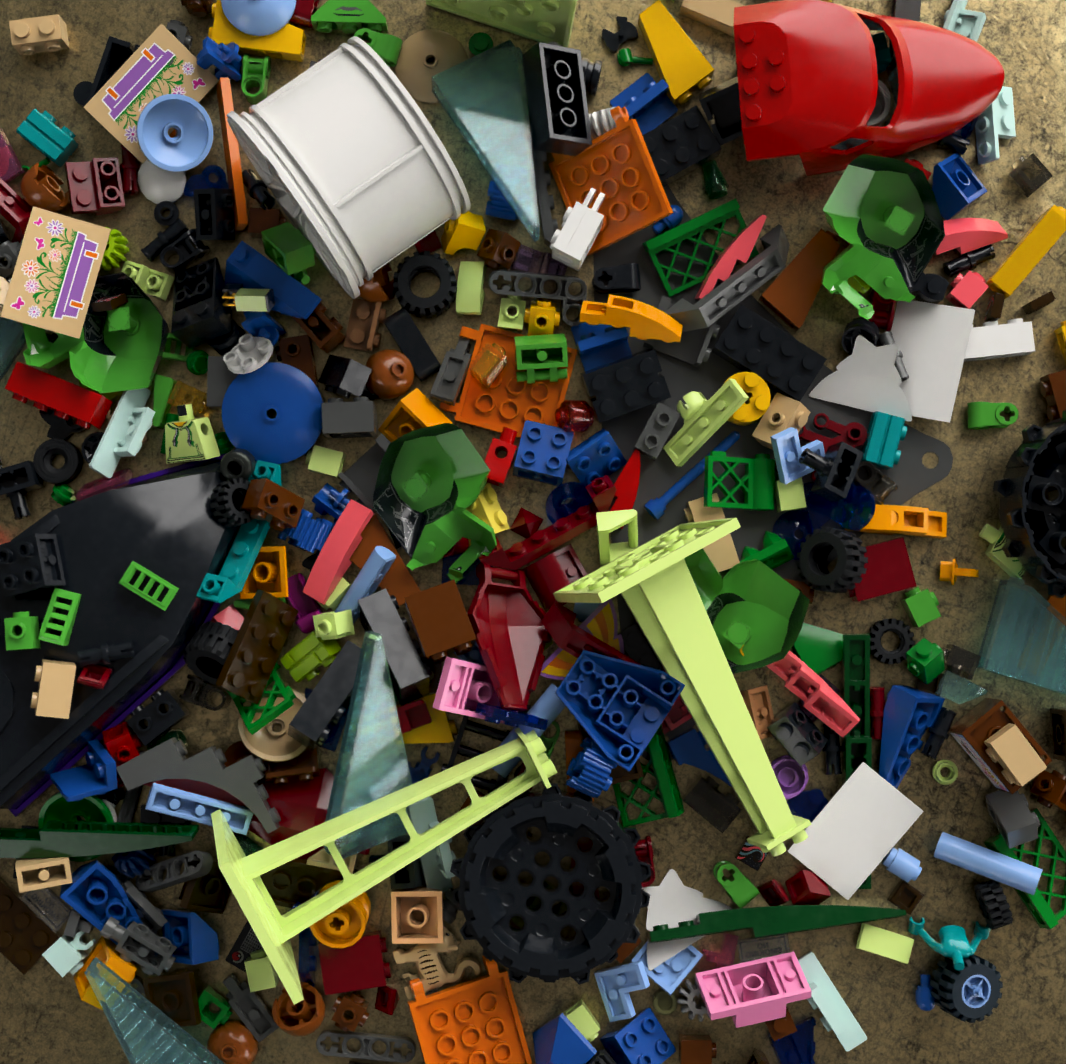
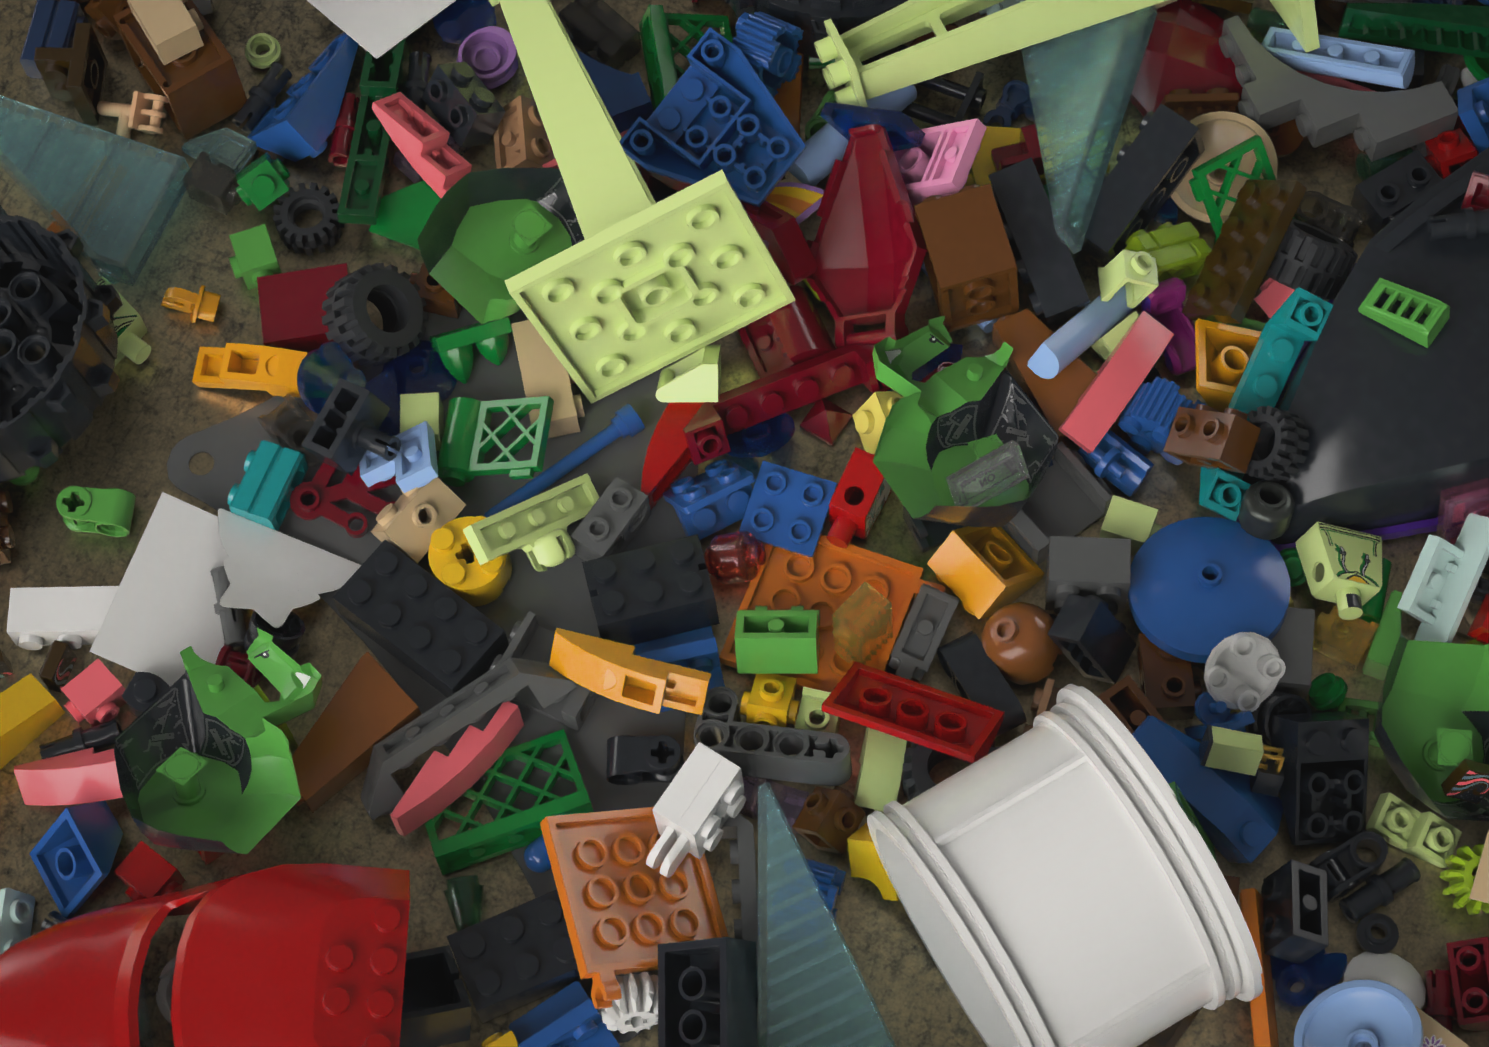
camera: 170 degrees left, 20 degrees down
(415, 465) = (988, 476): none -> clear tile
(451, 307) = (914, 712): none -> red slope
(1025, 708) = (142, 115): none -> light nougat arm

